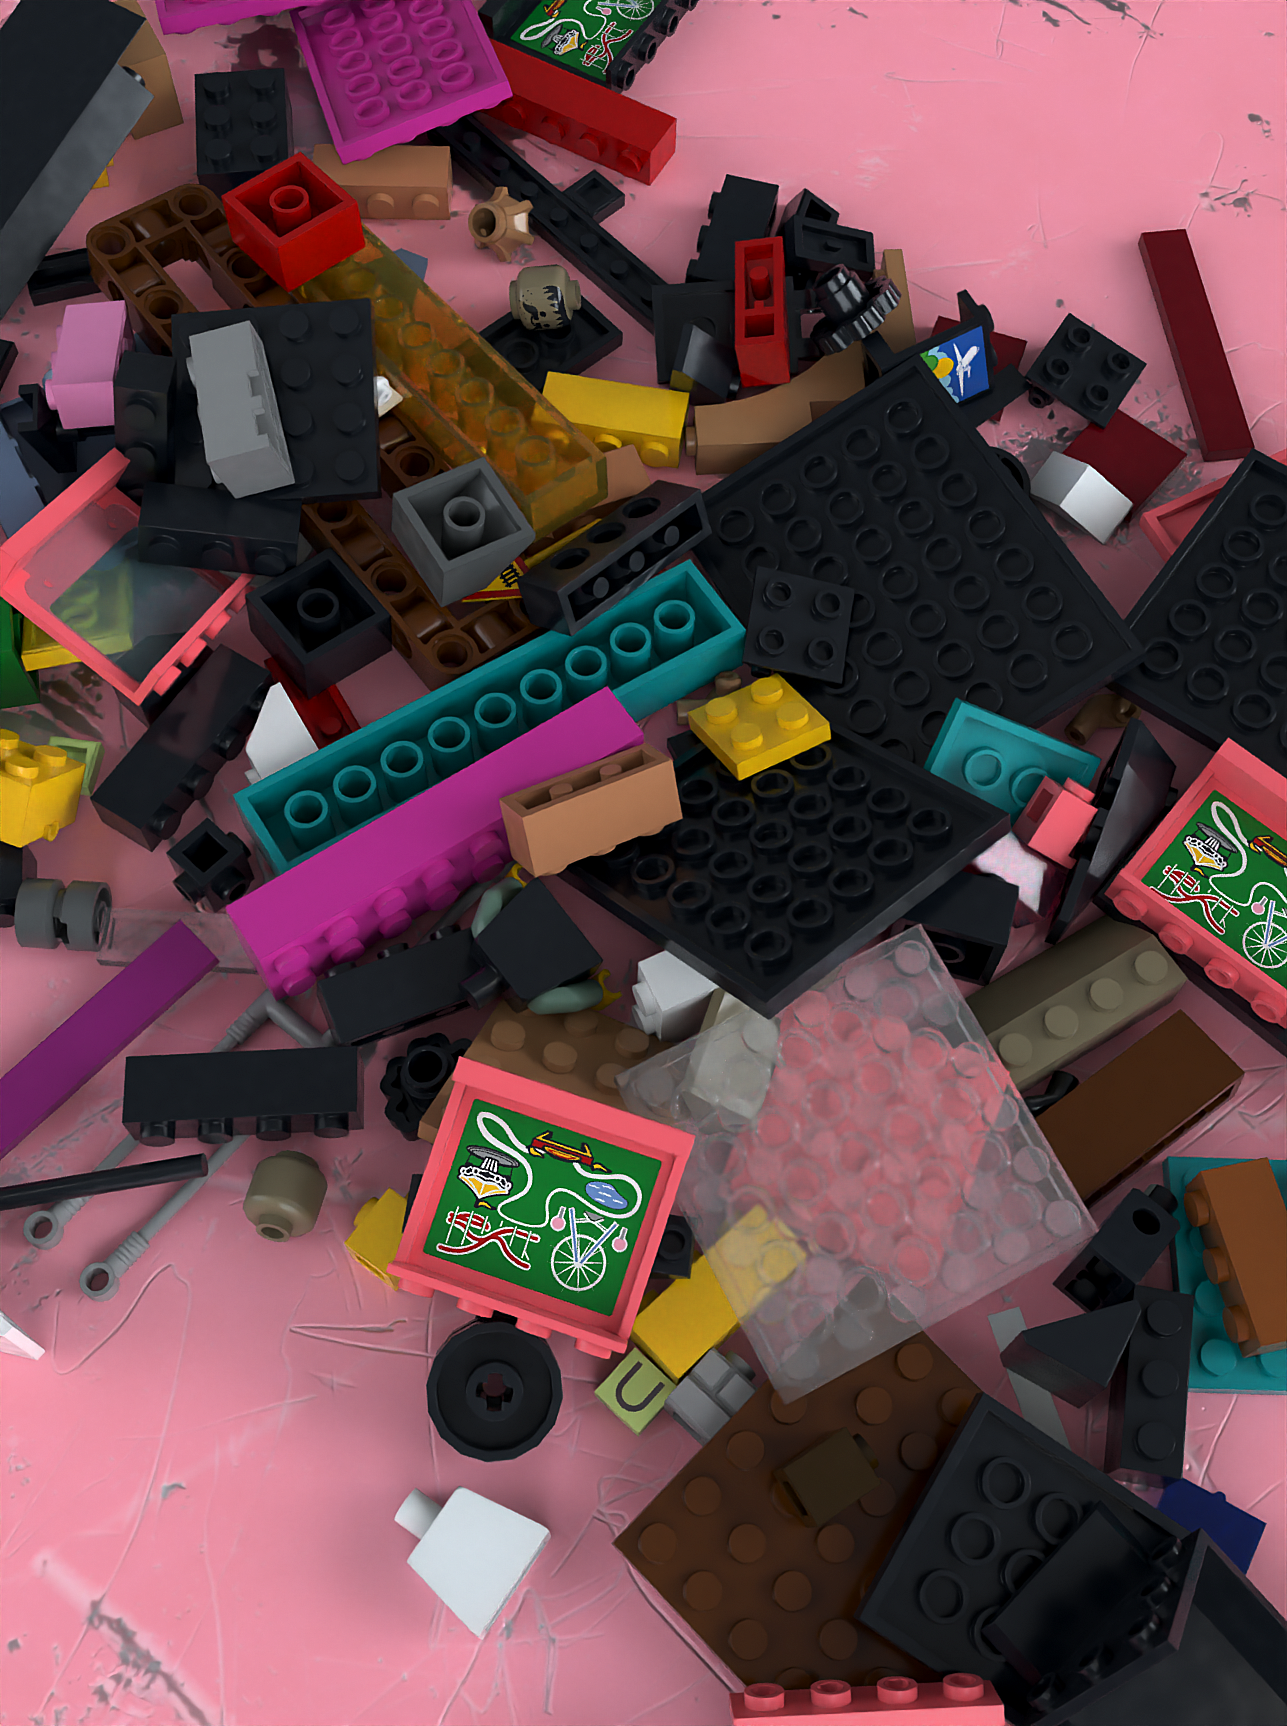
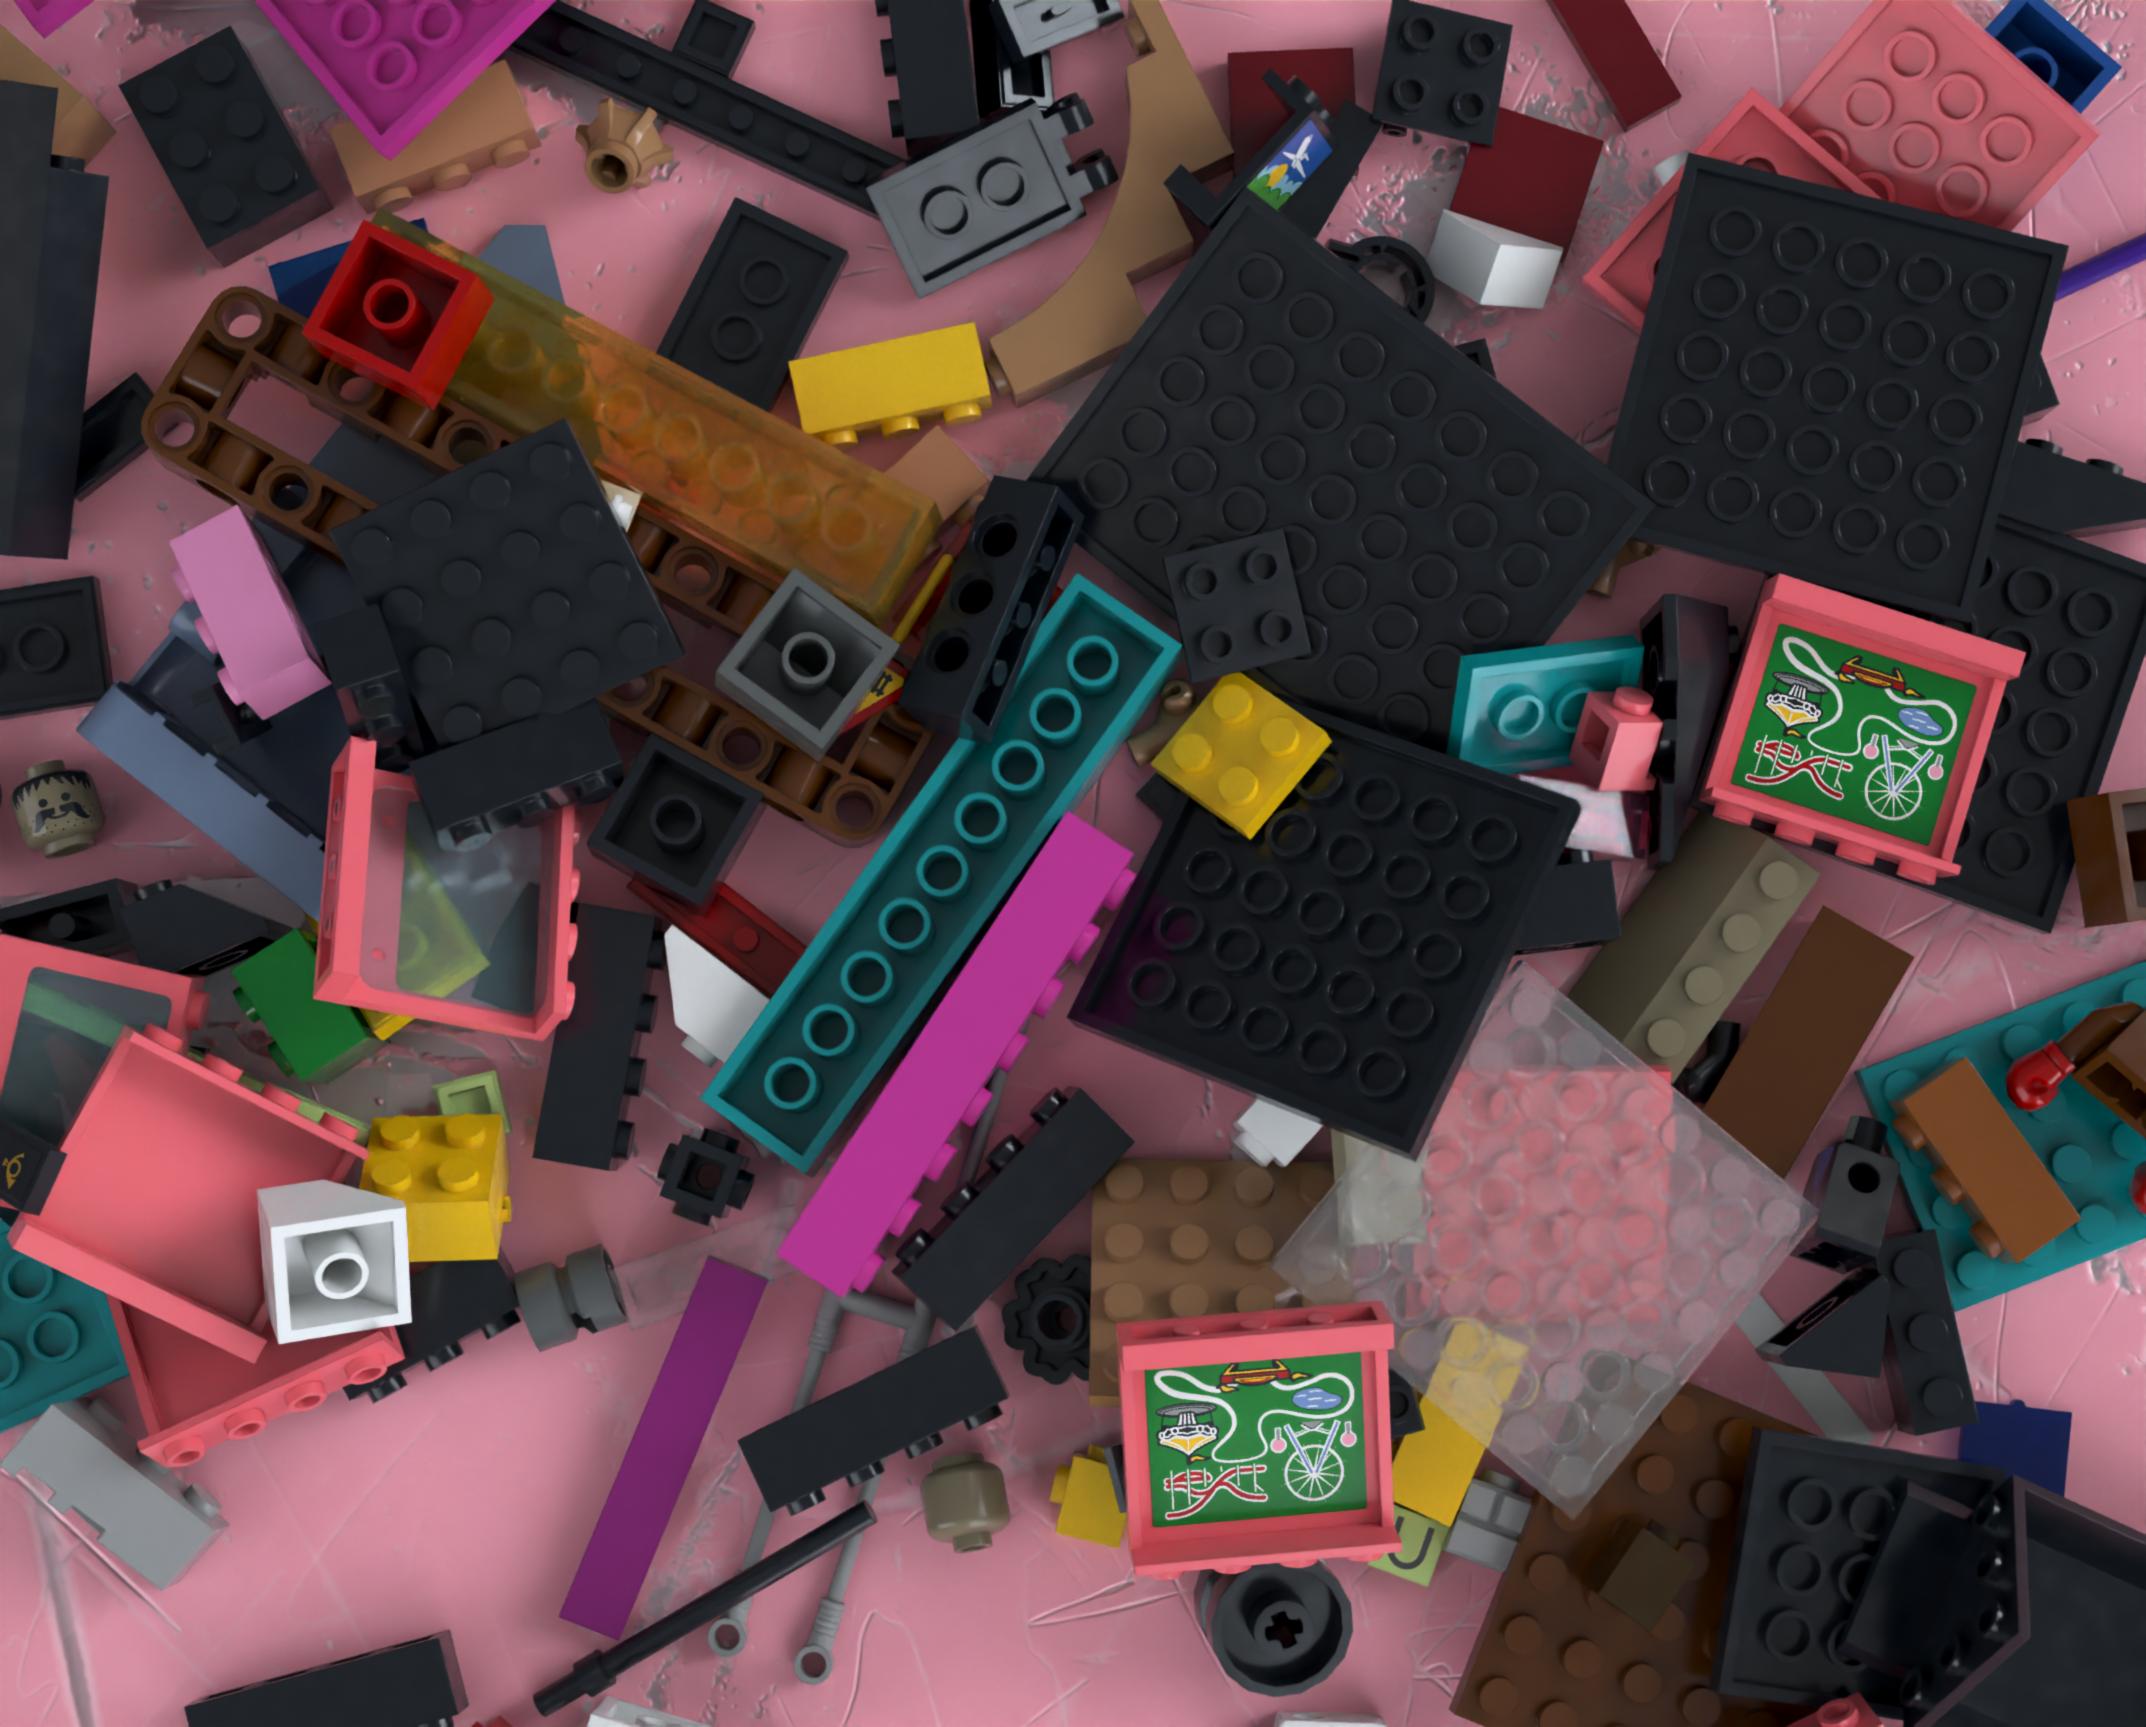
camera: 20 degrees left, 20 degrees up
(238, 410) = (486, 642): light grey wedge -> none
(532, 953) = (1108, 1143): black torso -> none
(544, 297) = (736, 255): dark tan head -> none
(591, 809) = (1114, 969): nougat brick -> none
(704, 368) = (980, 287): black slope -> none
(761, 312) = (1020, 177): red slope -> none
(850, 307) = (1136, 139): black plant -> none

